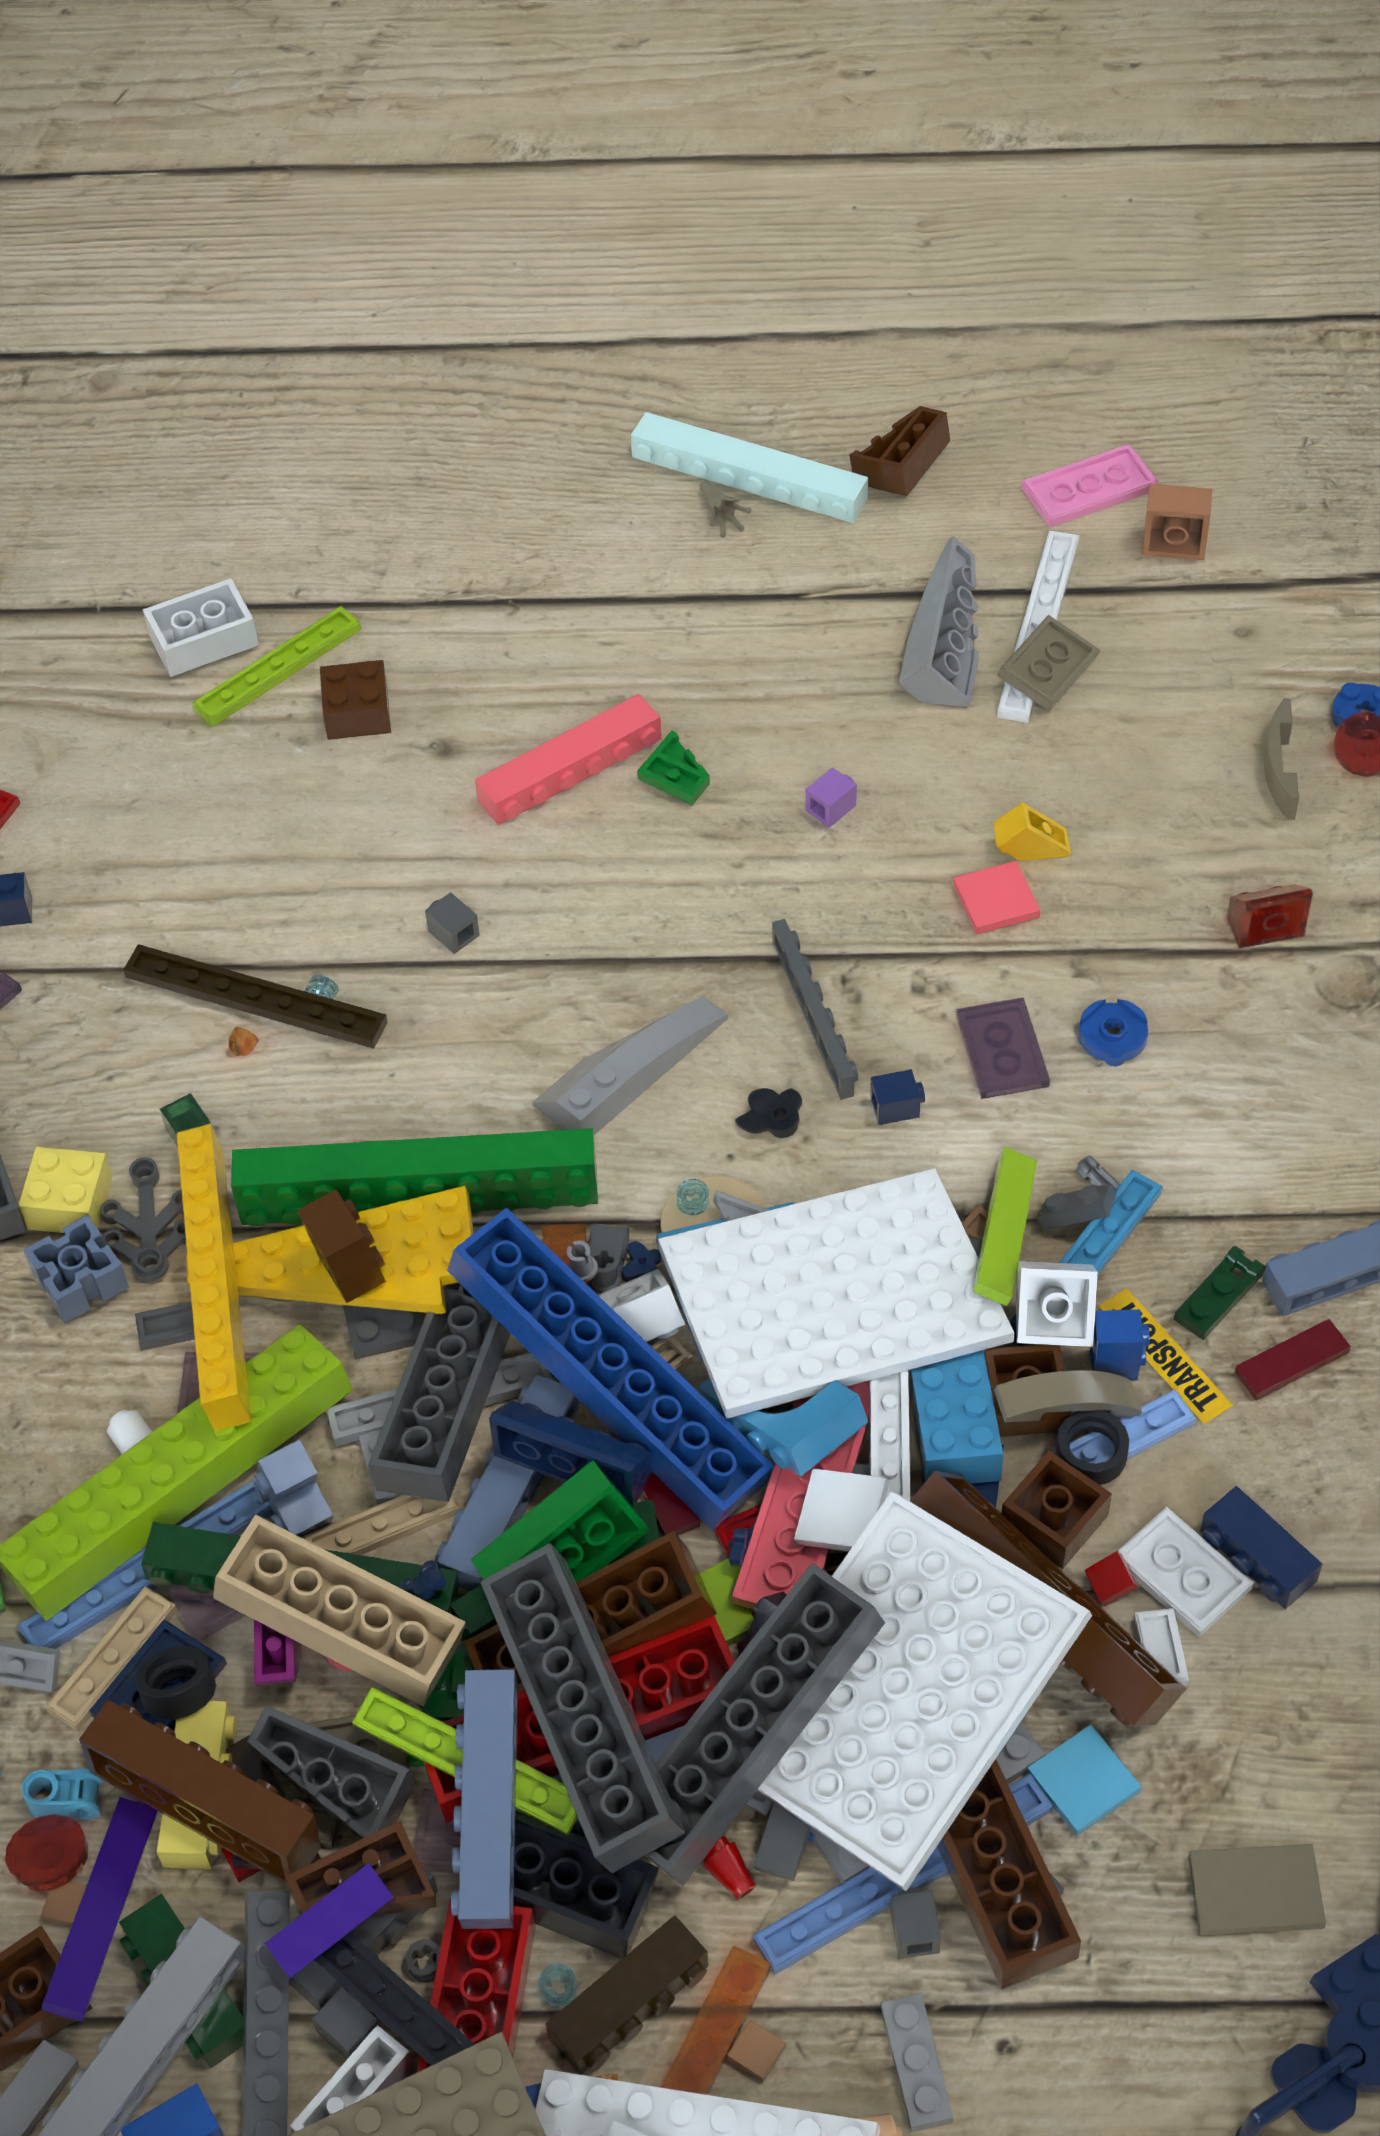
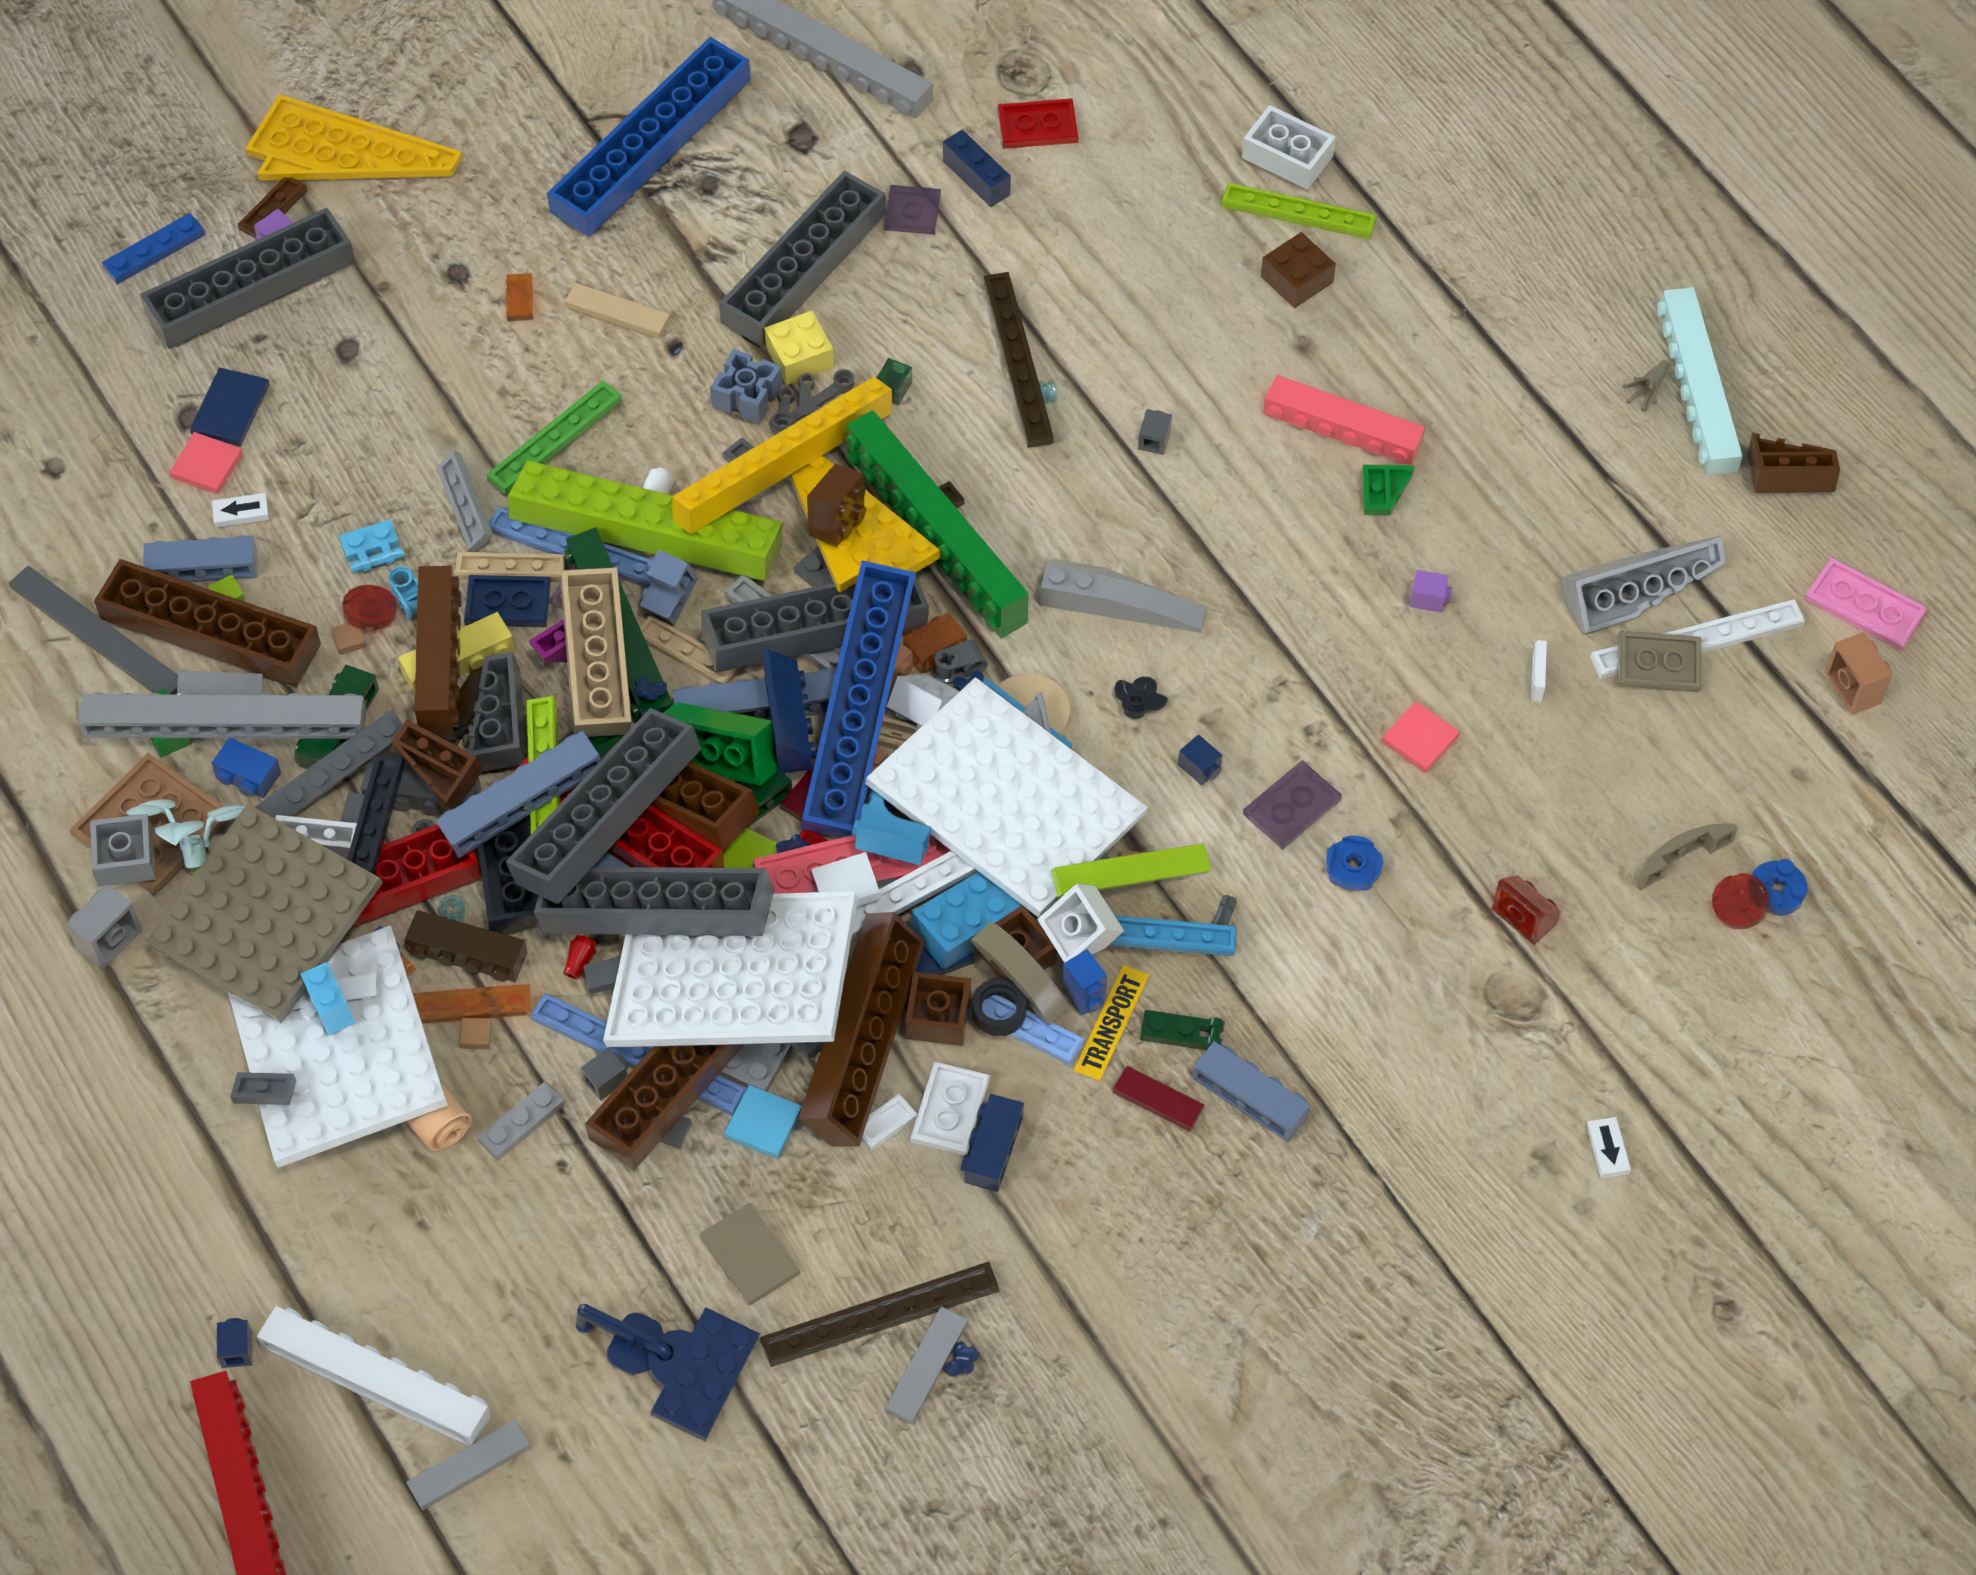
camera: 55 degrees right, 5 degrees up
(99, 1910) = (341, 650): dark purple tile -> none
(180, 1700) = (501, 614): black tyre -> none
(242, 1042) = (977, 373): clear orange hinge -> none
(329, 1920) = (395, 757): dark purple tile -> none
(581, 1260) = (928, 647): light grey pin -> none
(689, 1188) = (1034, 676): clear light blue bush -> none
(810, 1000) = (1234, 679): dark grey plate -> none
(991, 760) = (1538, 671): none -> white tile
(1030, 835) = (1488, 729): yellow slope -> none
(1077, 1206) = (1181, 907): dark grey plate -> none
(1111, 1578) = (914, 1067): red tile -> none

